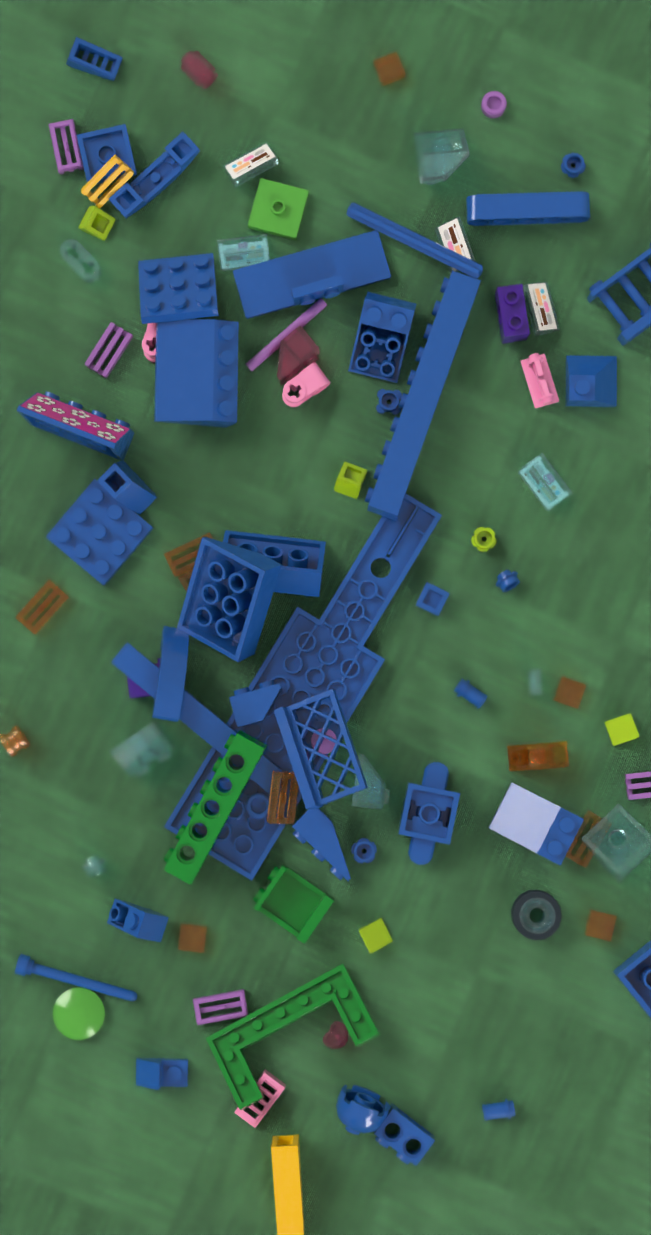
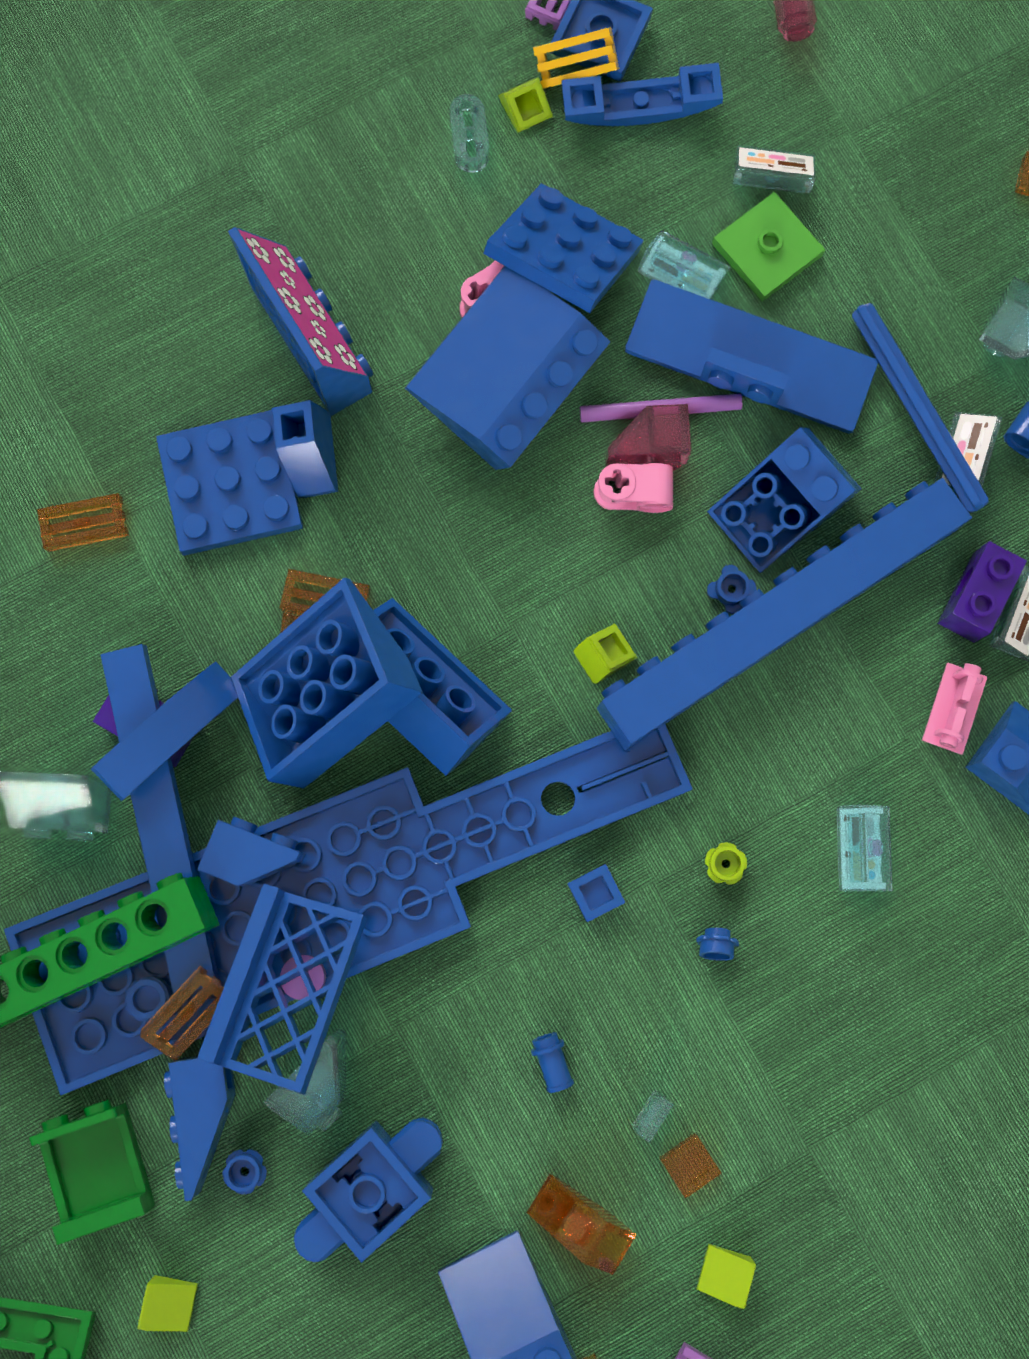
camera: 30 degrees right, 5 degrees down
(103, 340) = (415, 252): medium lavender tile -> none

